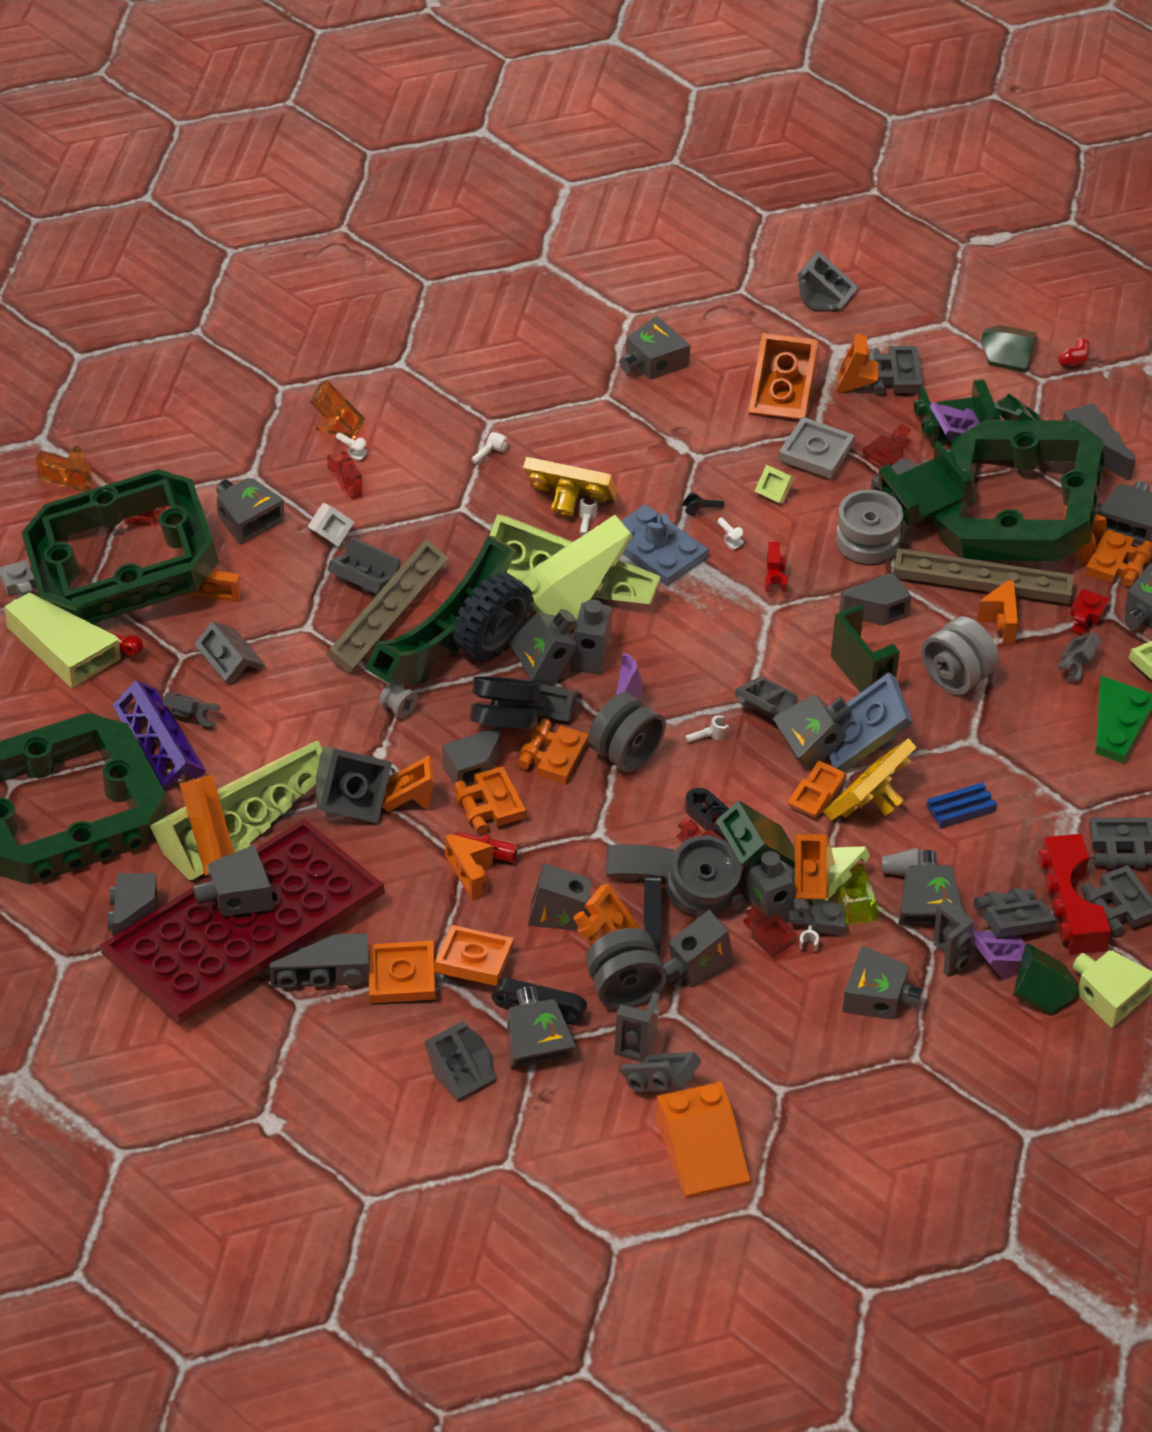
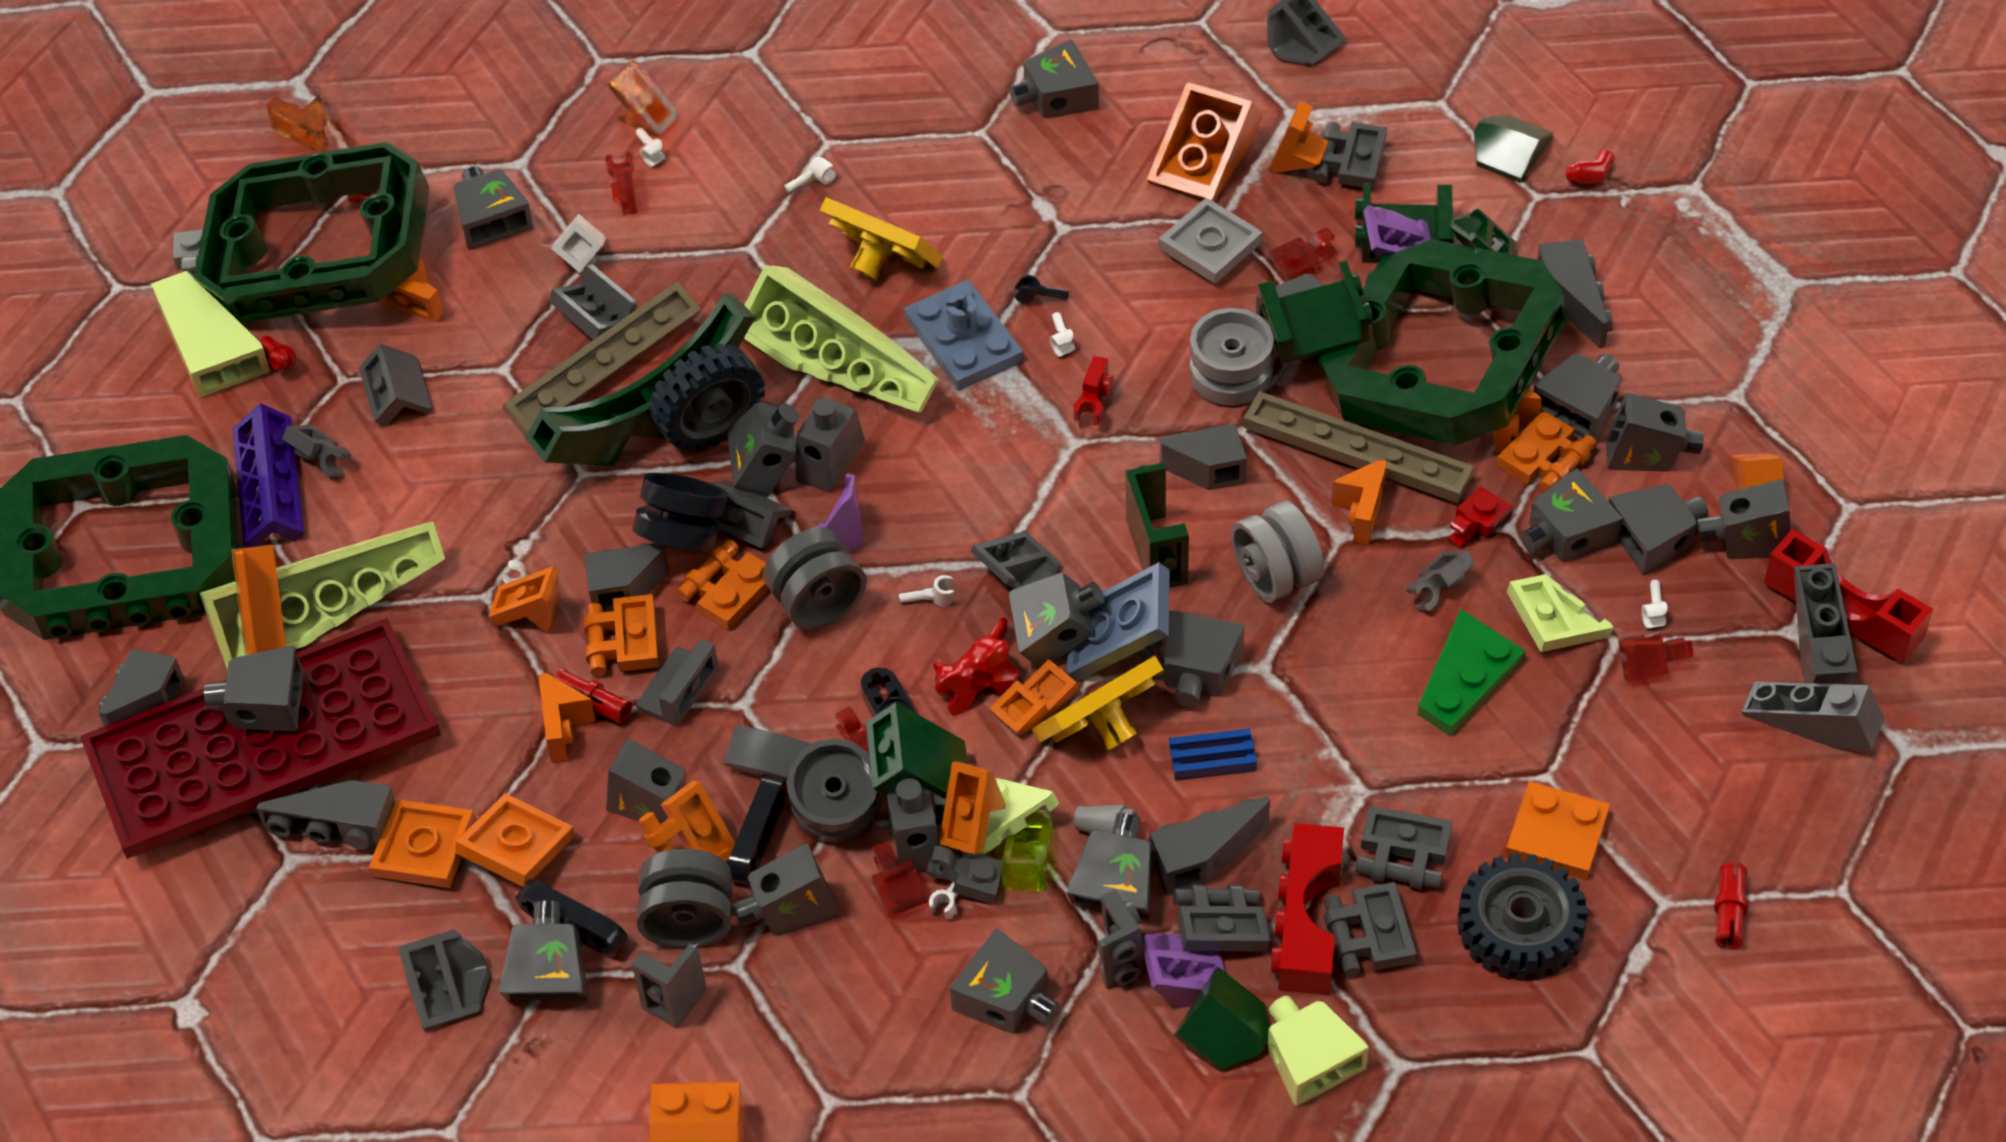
camera: 20 degrees right, 5 degrees up
(351, 783) = (457, 583): dark grey slope -> none
(398, 699) = (565, 483): light grey wheel -> none
(546, 826) = (679, 683): none -> dark grey panel
(577, 569) = (831, 355): yellowish green wedge -> none
(587, 513) = (895, 279): white hand -> none
(661, 1072) = (677, 1051): dark grey bracket -> none
(771, 775) = (981, 667): none -> red animal
(774, 484) = (1137, 280): yellowish green plate -> none
(933, 737) = (1200, 655): none -> dark grey torso
(984, 863) = (1203, 846): none -> dark grey slope

